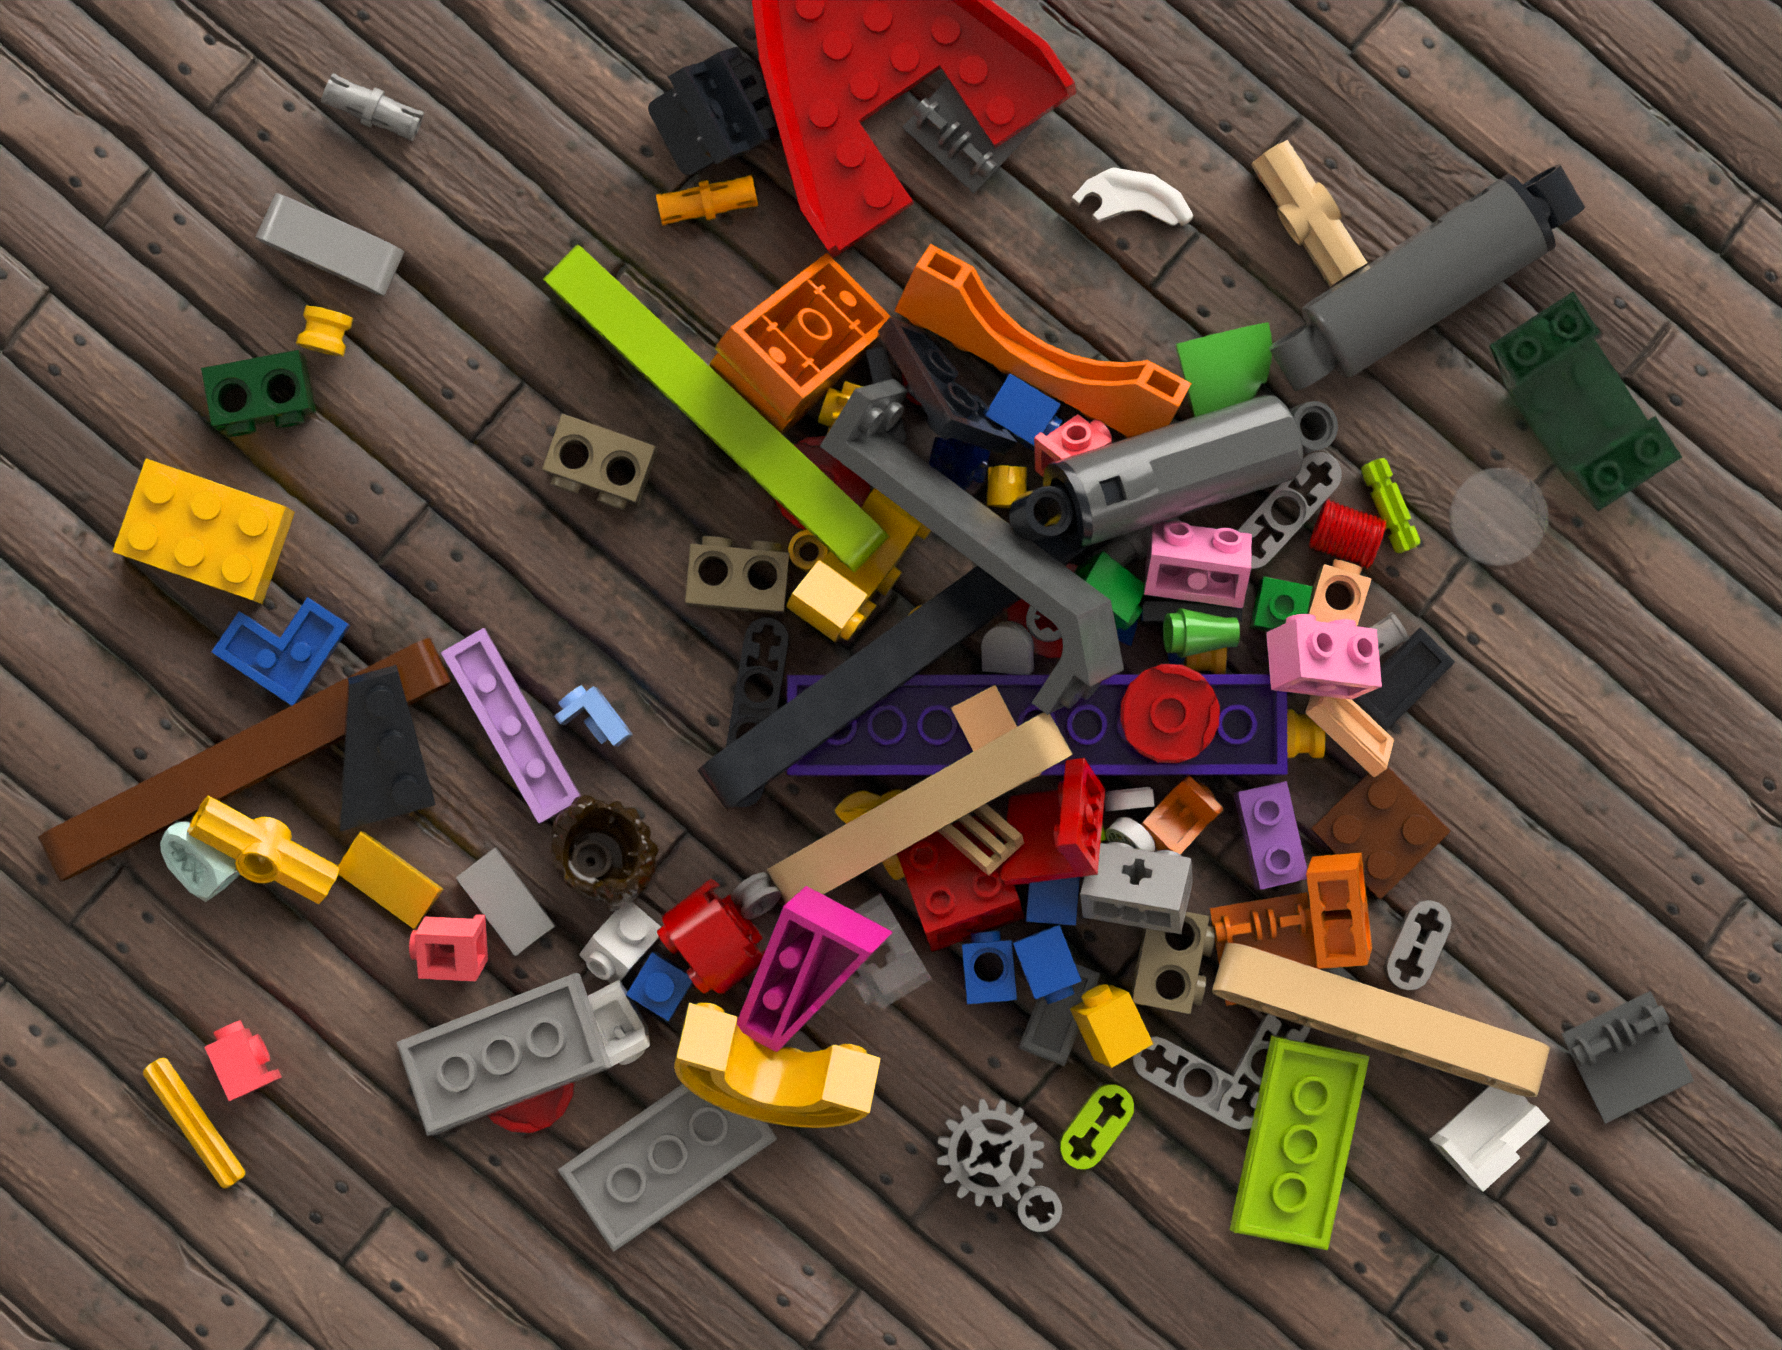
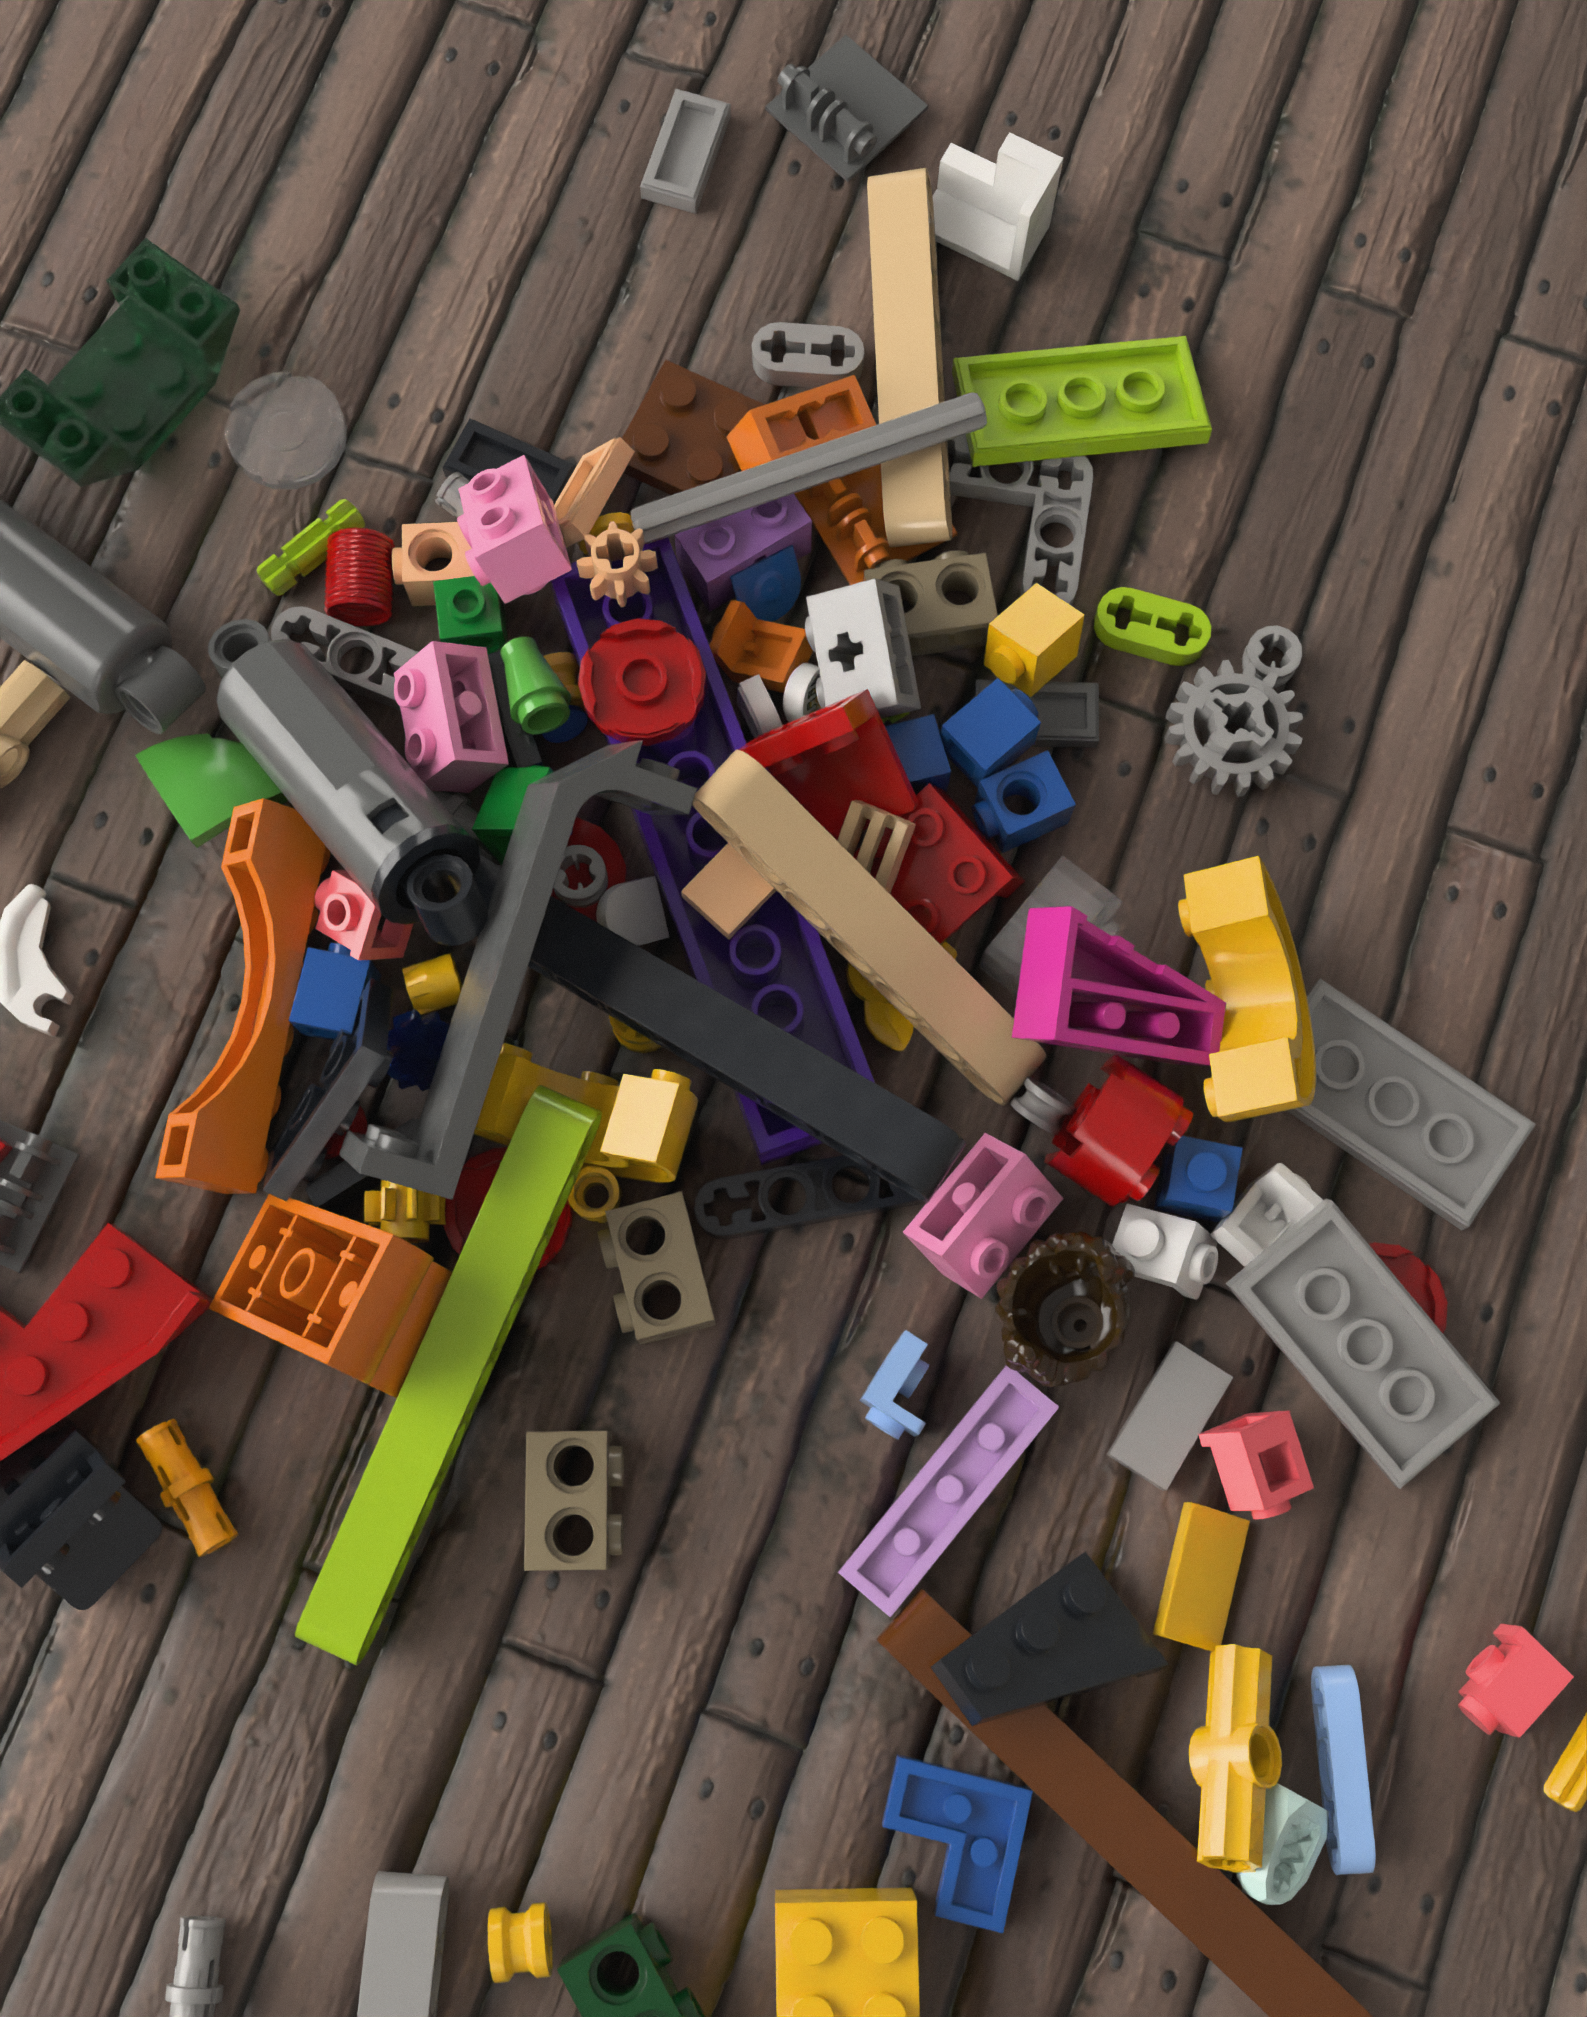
camera: 115 degrees left, 10 degrees down
(229, 923) = (1343, 1769): none -> light blue beam
(689, 821) = (983, 1221): none -> bright pink brick
(1229, 842) = (769, 585): none -> blue piece
(1276, 717) = (612, 546): none -> light nougat gear
(1295, 899) = (809, 467): none -> light grey axle
(1635, 913) = (685, 151): none -> light grey tile

